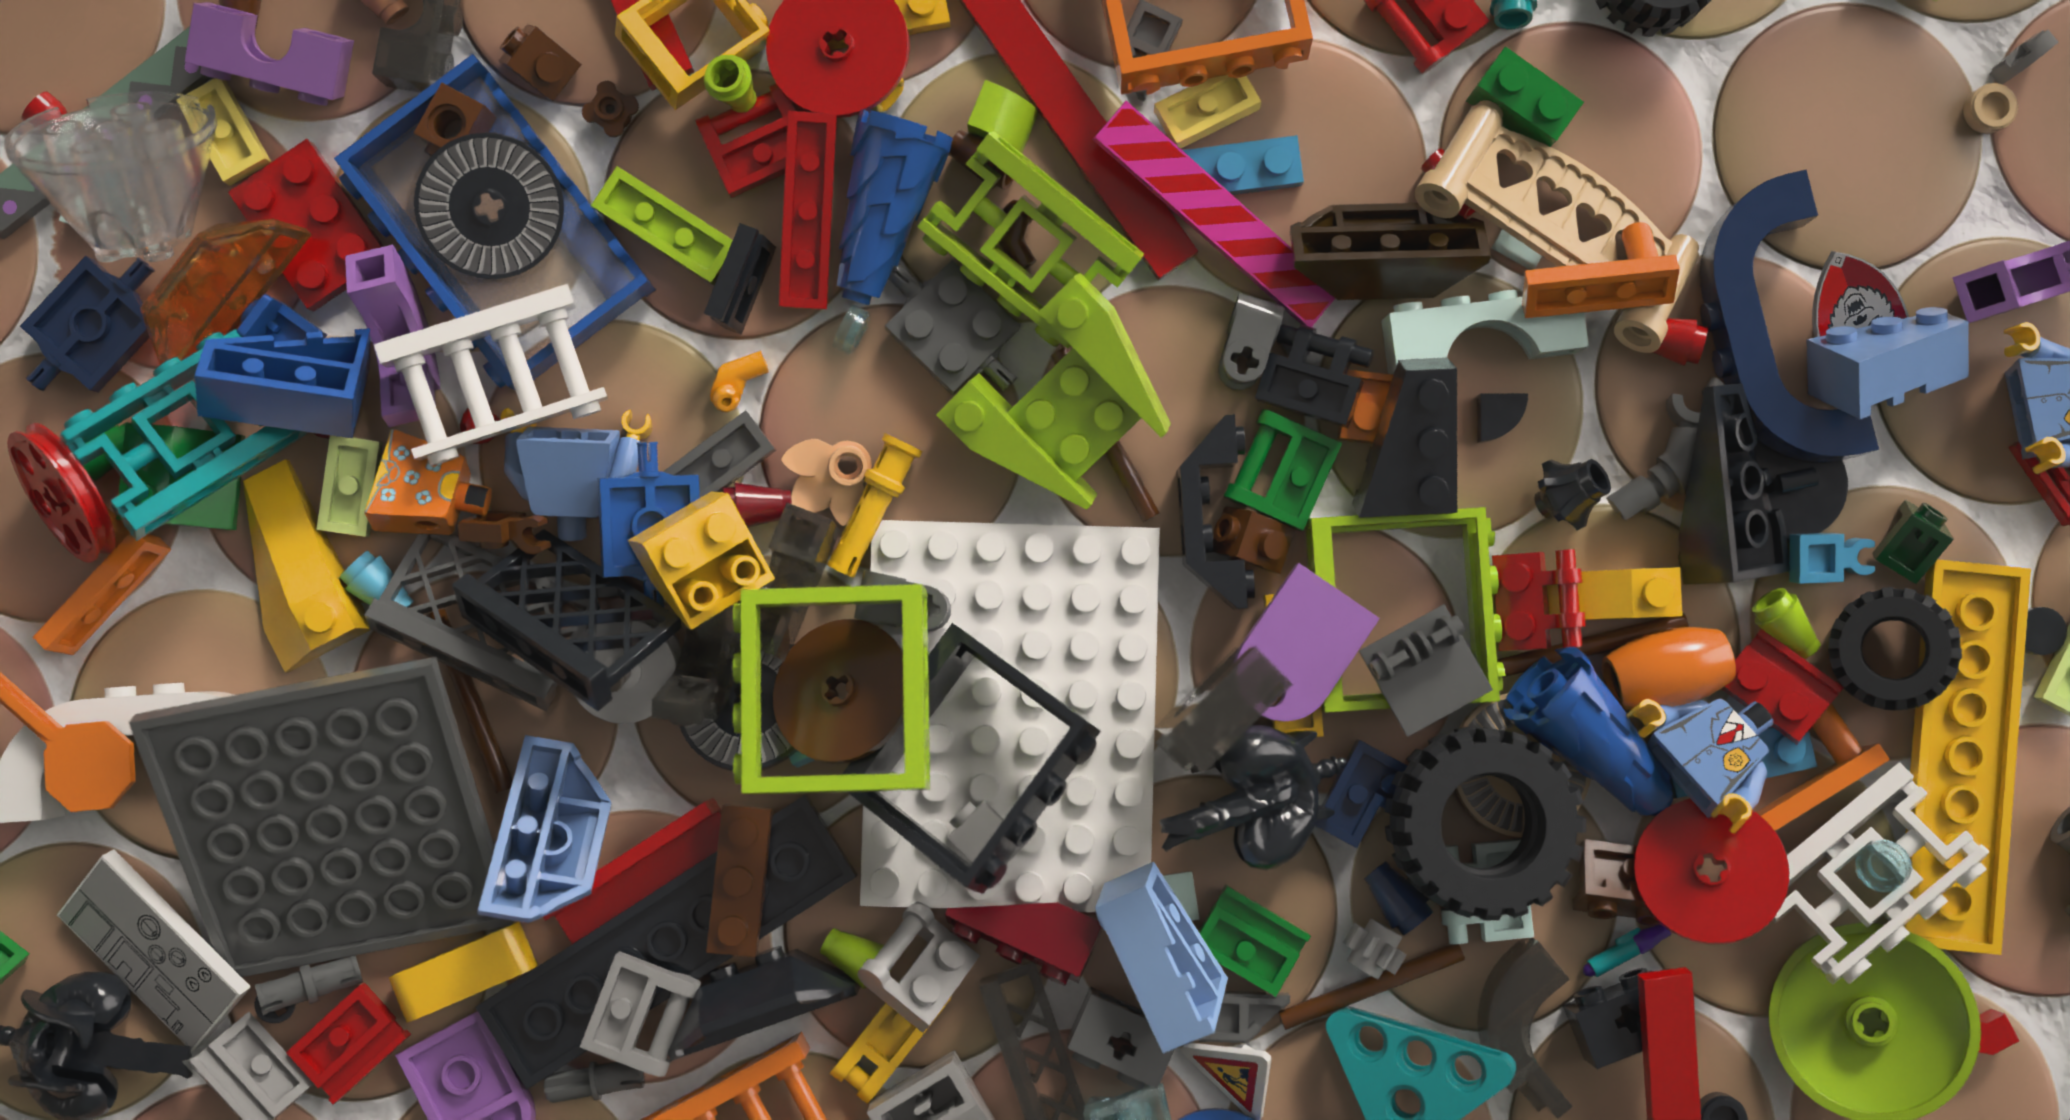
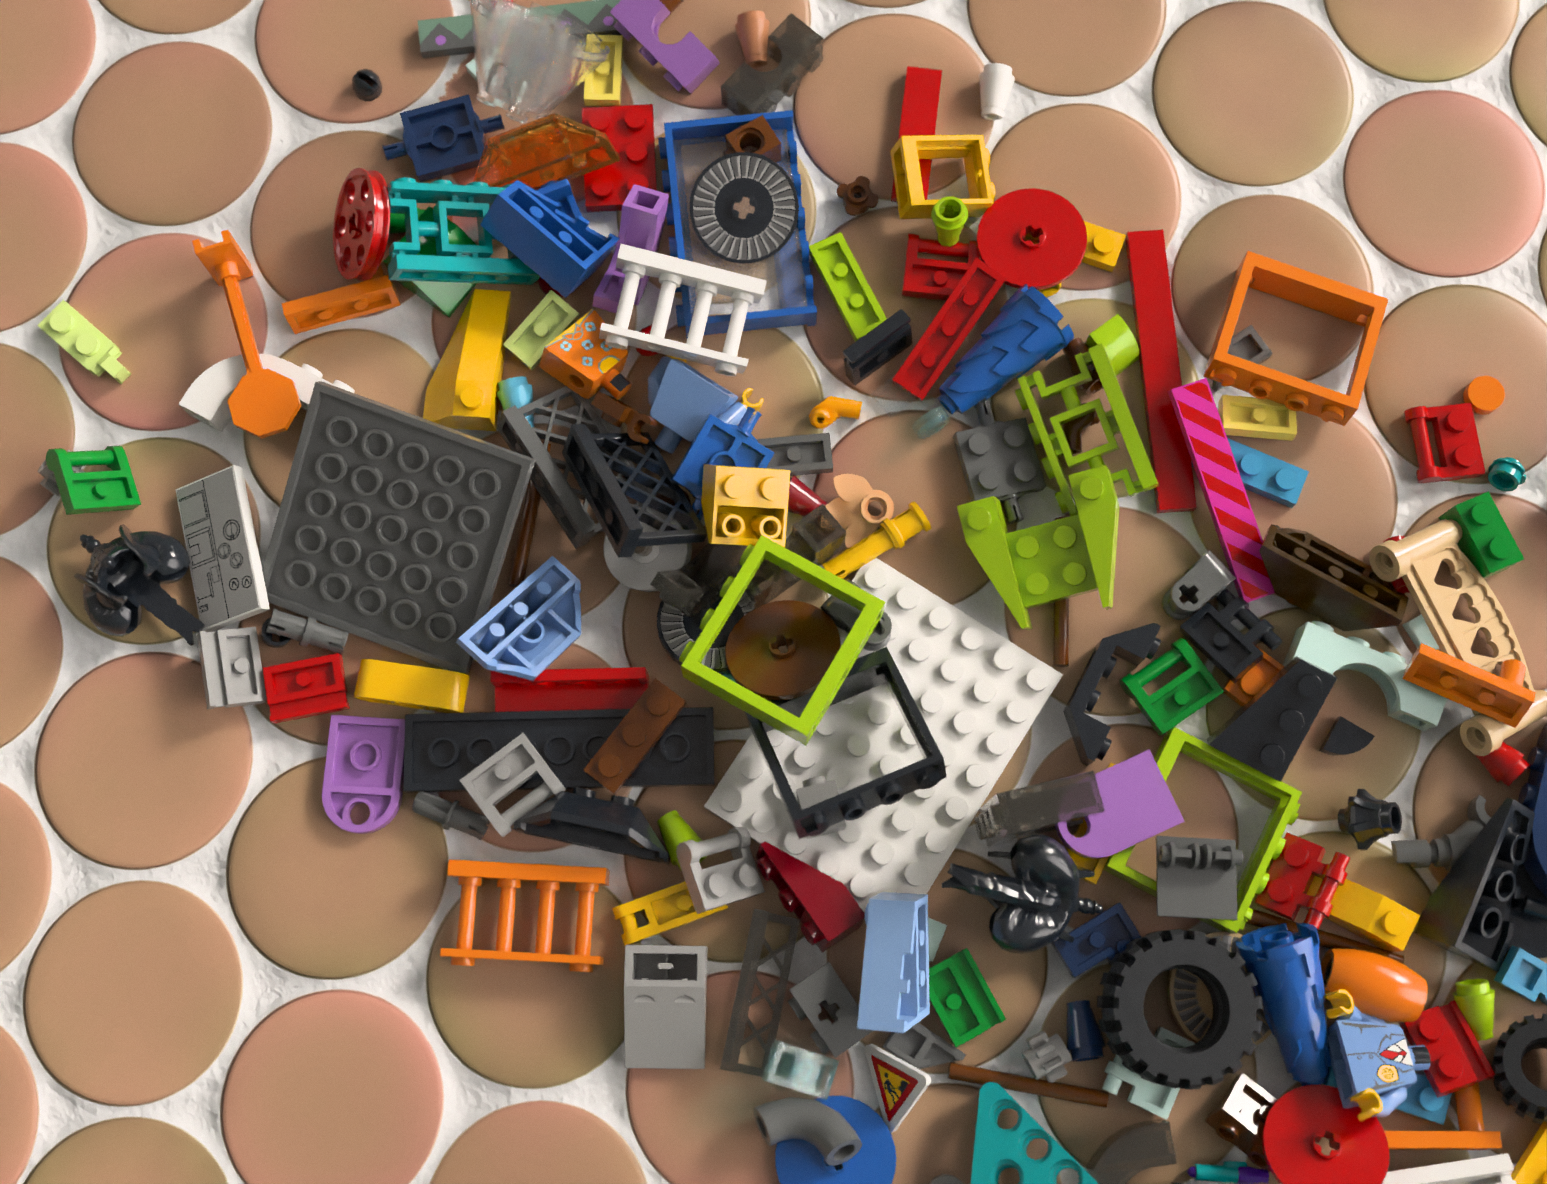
camera: 35 degrees right, 10 degrees down
(538, 60) = (830, 140): reddish brown bracket -> none
(791, 324) = (892, 398): none -> clear piece
(1252, 538) = (1126, 718): reddish brown bracket -> none

